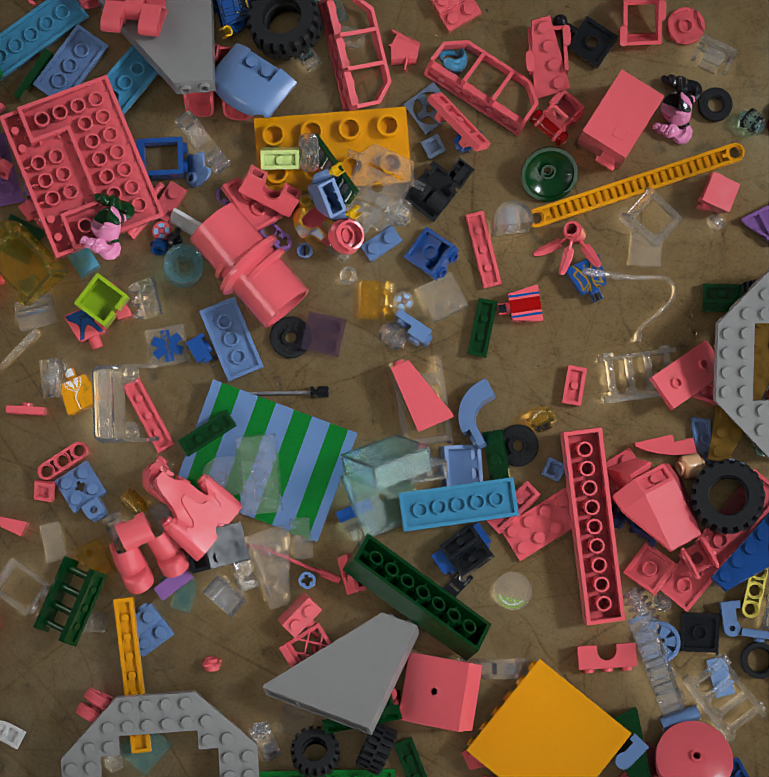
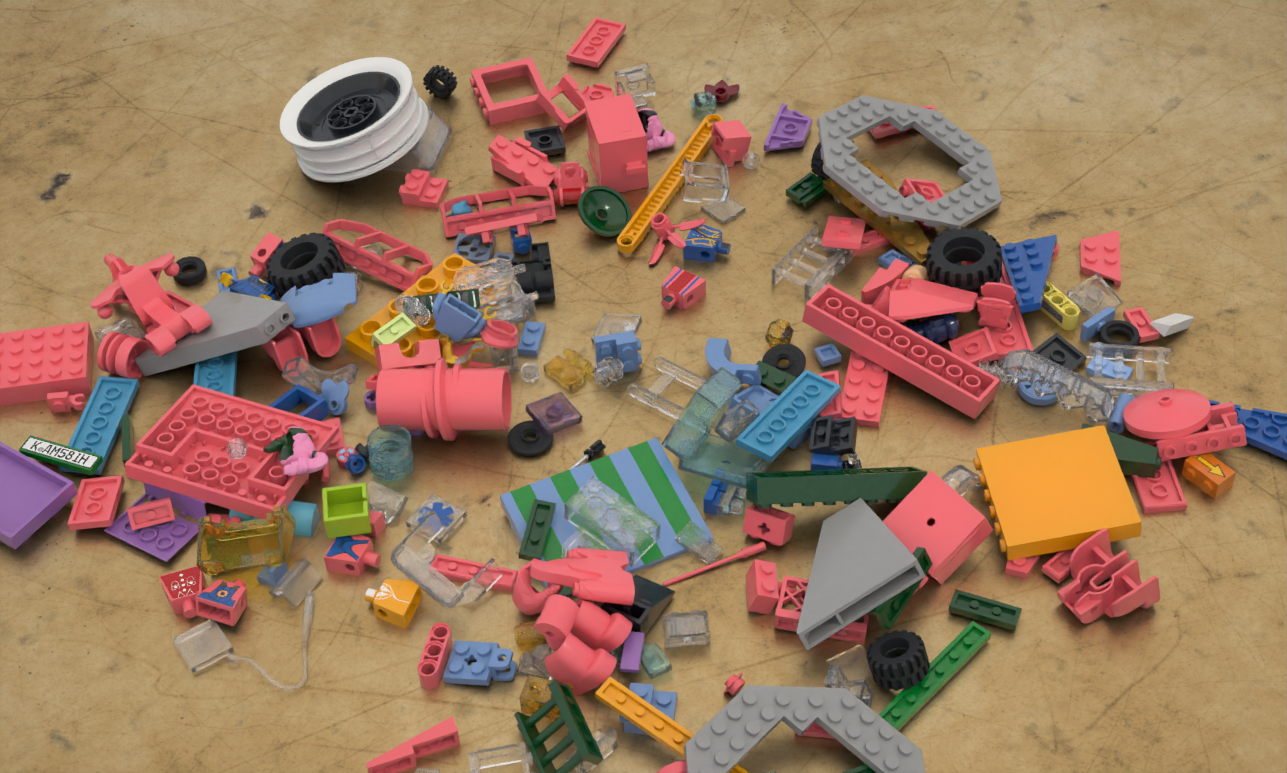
camera: 45 degrees left, 40 degrees down
(26, 409) = (361, 649): coral plate -> none
(44, 490) = (441, 689): coral plate -> none
(51, 377) = (357, 604): clear slope -> none
(53, 541) = (492, 722): clear tile -> none
(71, 62) = (149, 407): medium blue plate -> none
(76, 178) = (237, 448): none -> clear plate
(184, 221) = (358, 432): white slope -> none
(200, 349) = (466, 495): blue brick -> none
(231, 339) = (483, 471): medium blue plate -> none
(244, 575) = (681, 601): clear panel -> none
(271, 562) = (691, 576): clear wedge -> none
(310, 575) = (740, 565): medium blue bush -> none
(376, 749) = (940, 610): black tyre -> none
(404, 50) = (415, 234): coral piece -> none
(404, 300) = (588, 353): clear tile -> none
(421, 400) = (670, 379): coral slope -> none
(432, 254) = (577, 311): blue plate -> none
(482, 327) = (668, 323): dark green plate -> none
(483, 249) = (611, 287): coral tile -> none
(511, 218) = (611, 235): clear brick -> none
(512, 591) = (899, 445): clear tile -> none
(574, 385) = (776, 302): coral plate -> none
(613, 275) = (717, 224): clear piece -> none
(623, 657) = (1028, 412): coral arch -> none
(635, 750) = (1121, 438): medium blue leg -> none
(715, 92) = (669, 106): black tyre -> none
(729, 618) = (1069, 332): medium blue leg -> none

